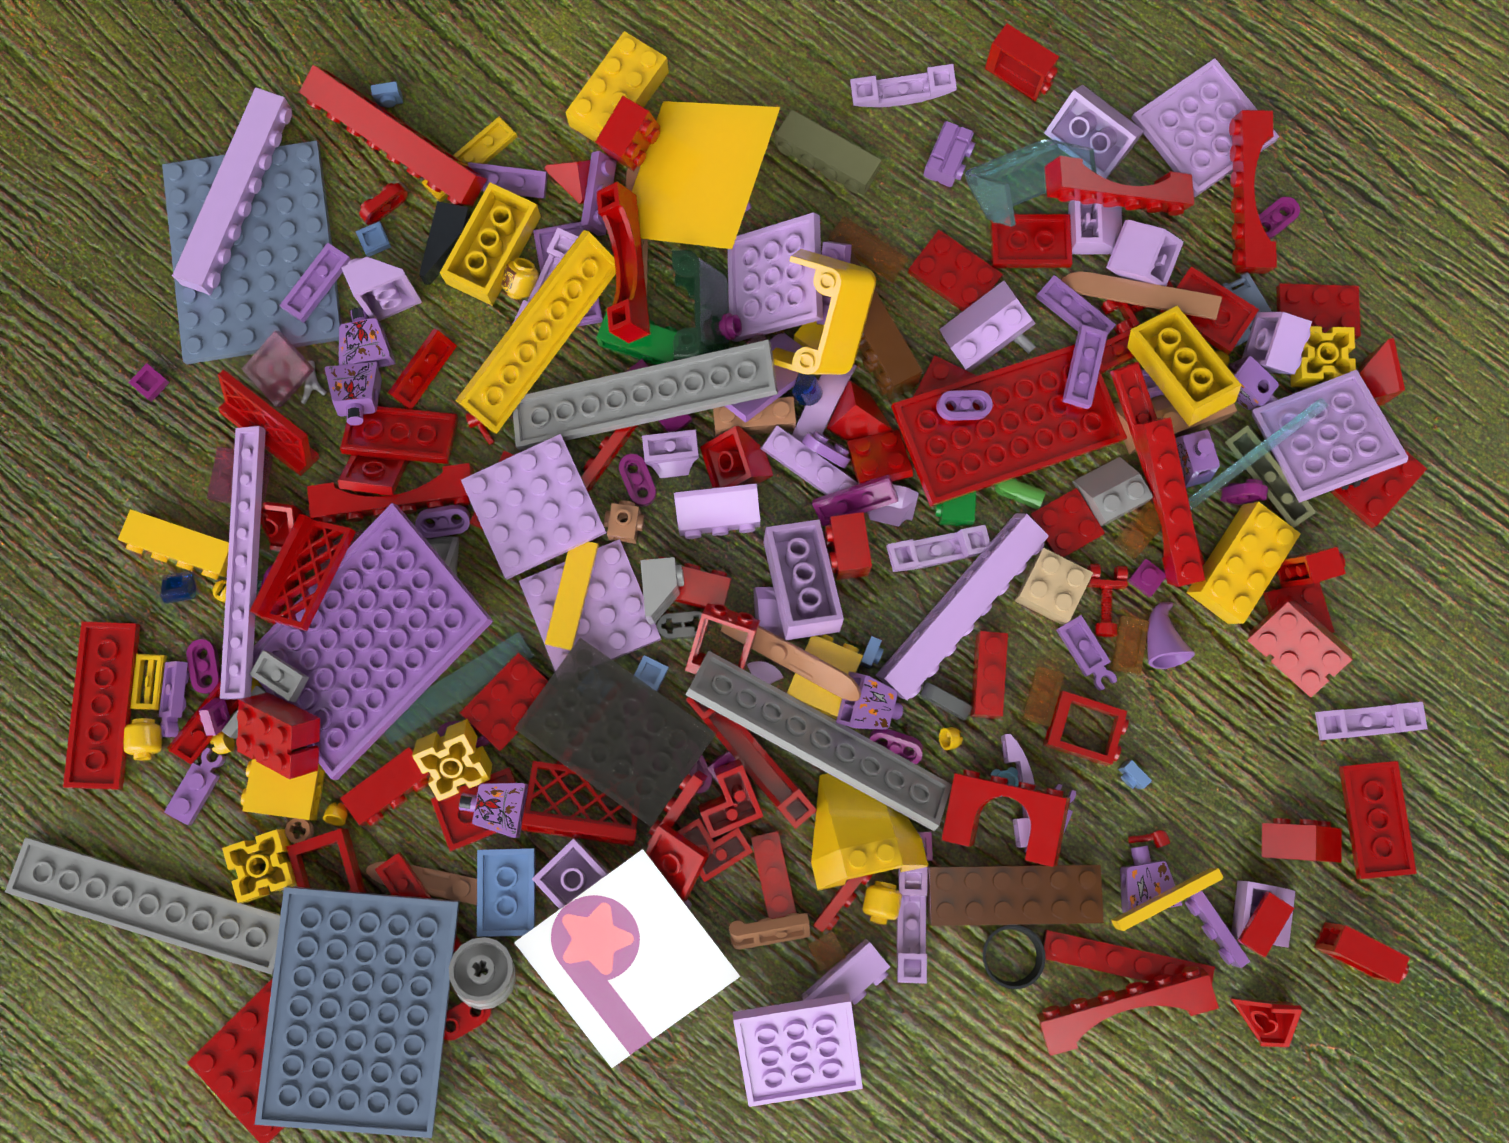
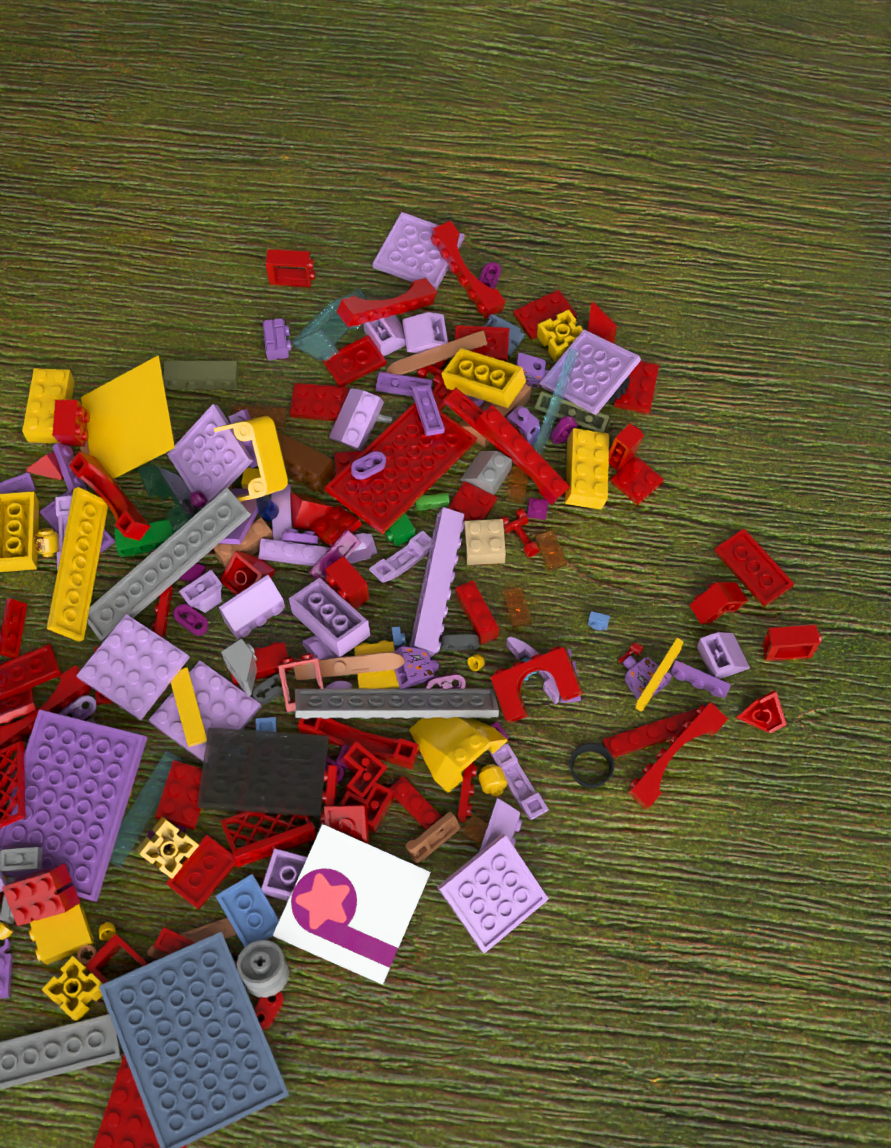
camera: 30 degrees left, 15 degrees down
(385, 789) = (132, 893): red brick -> none
(473, 422) = (63, 641): red hand -> none
(497, 807) = (213, 859): medium lavender torso -> none
(627, 530) = (197, 647): nougat brick -> none
(903, 89) = (228, 318): lavender slope -> none
(1014, 895) = (569, 728): reddish brown brick -> none
(1055, 731) = (556, 626): red window -> none
(1086, 650) = (527, 568): medium lavender plate -> none
(1096, 125) = (349, 278): lavender slope -> none
(1164, 643) = (571, 539): medium lavender hat -> none
(1265, 924) = (724, 655): red tile -> none
(1278, 341) = (530, 337): lavender brick -> none
(1300, 646) = (647, 494): piece -> none
(1371, 721) = (716, 516): lavender slope -> none

